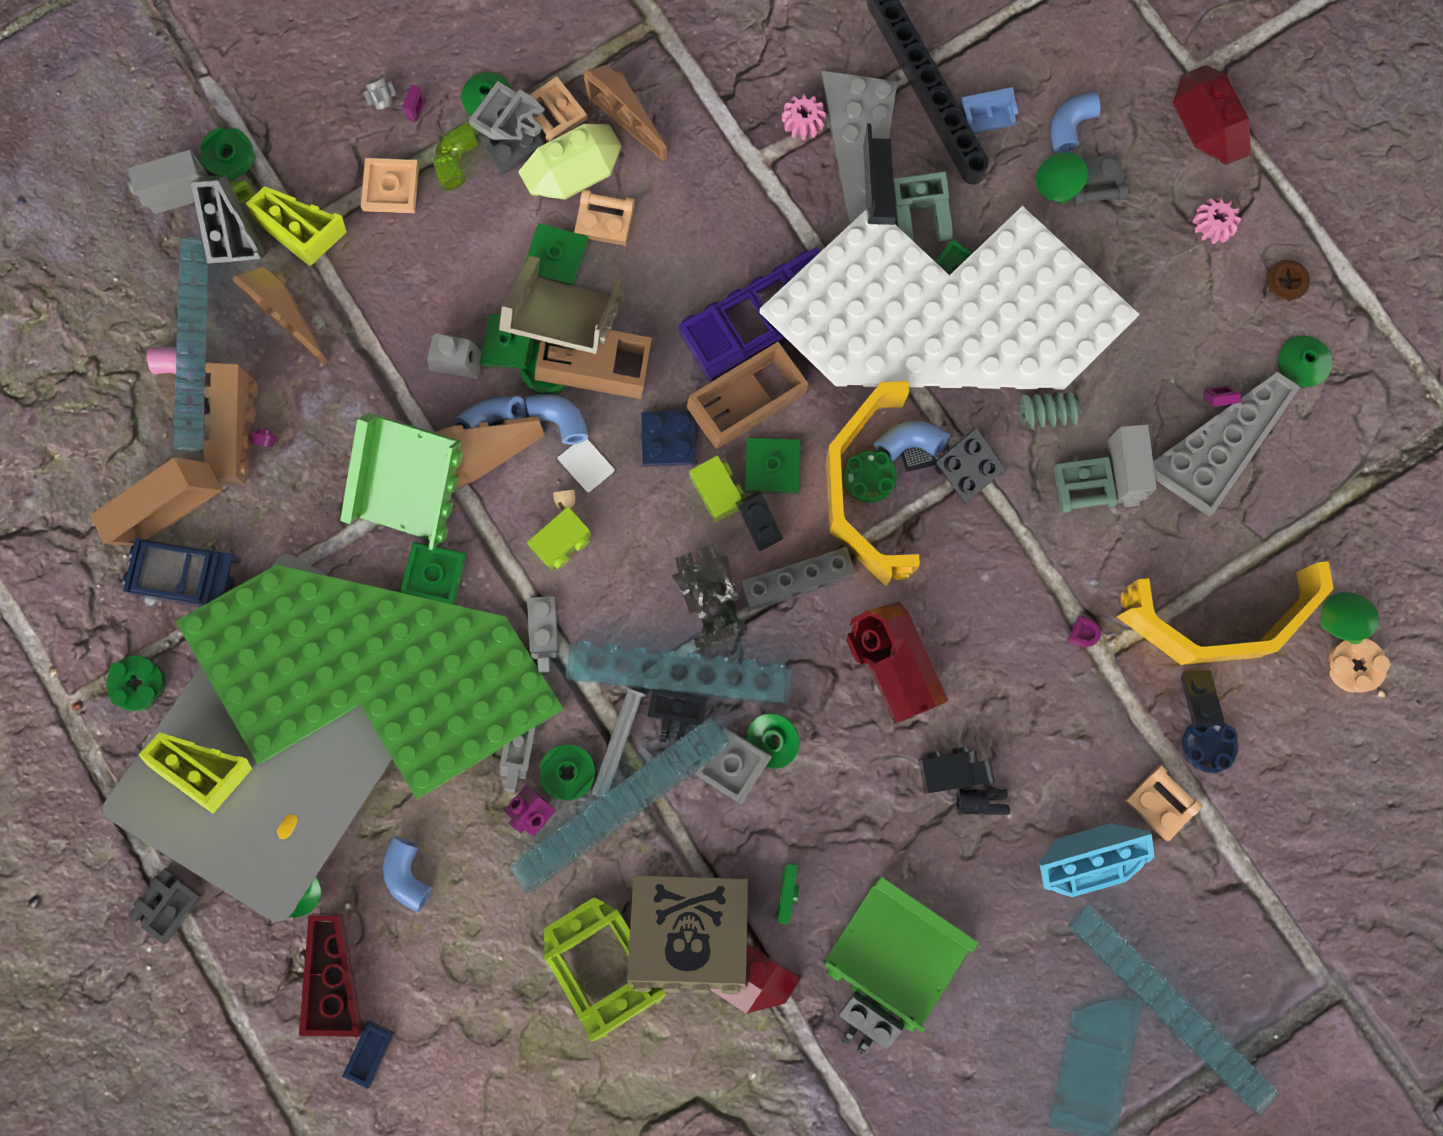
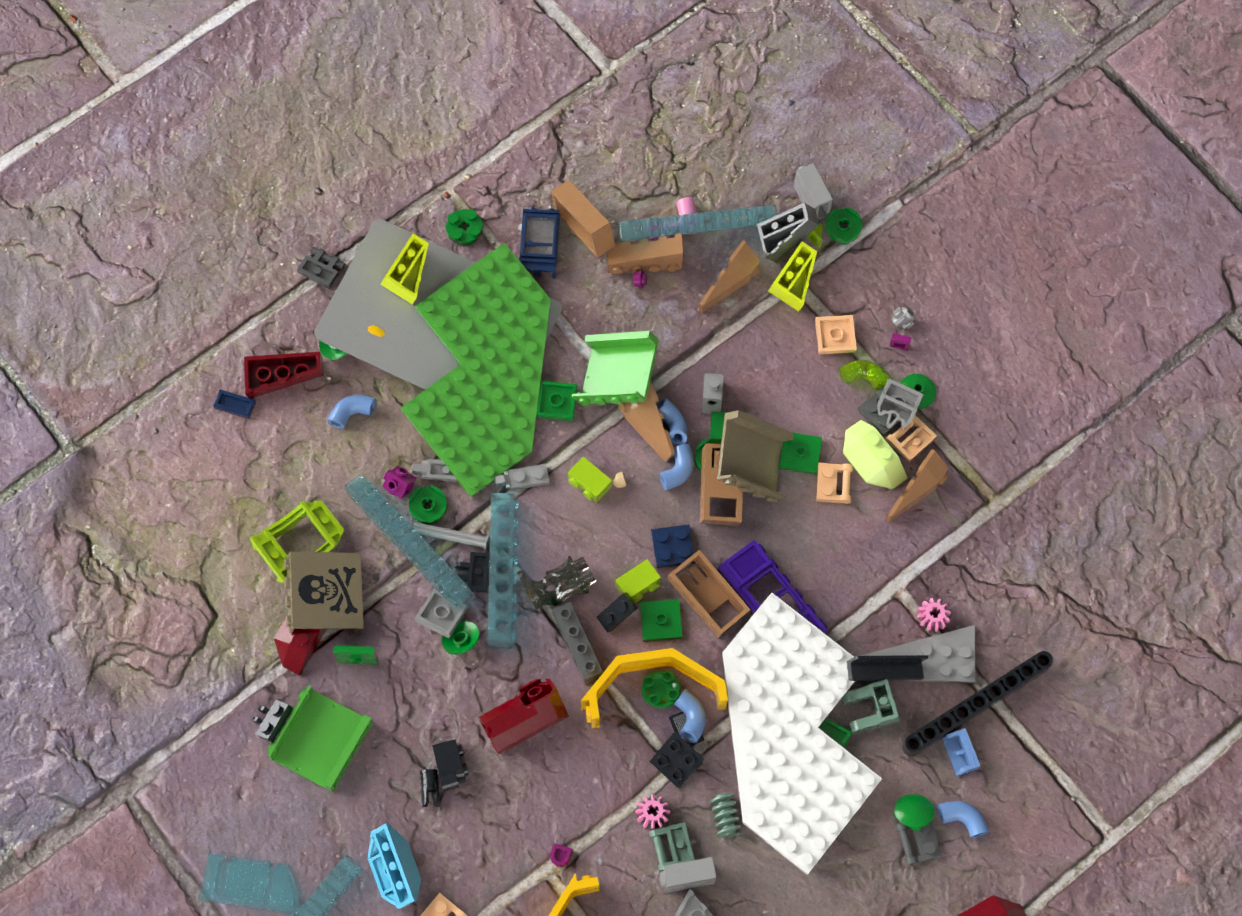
camera: 80 degrees right, 10 degrees down
(586, 465) = (647, 492): white sticker -> none
(1038, 515) = (655, 805): none -> bright pink gear

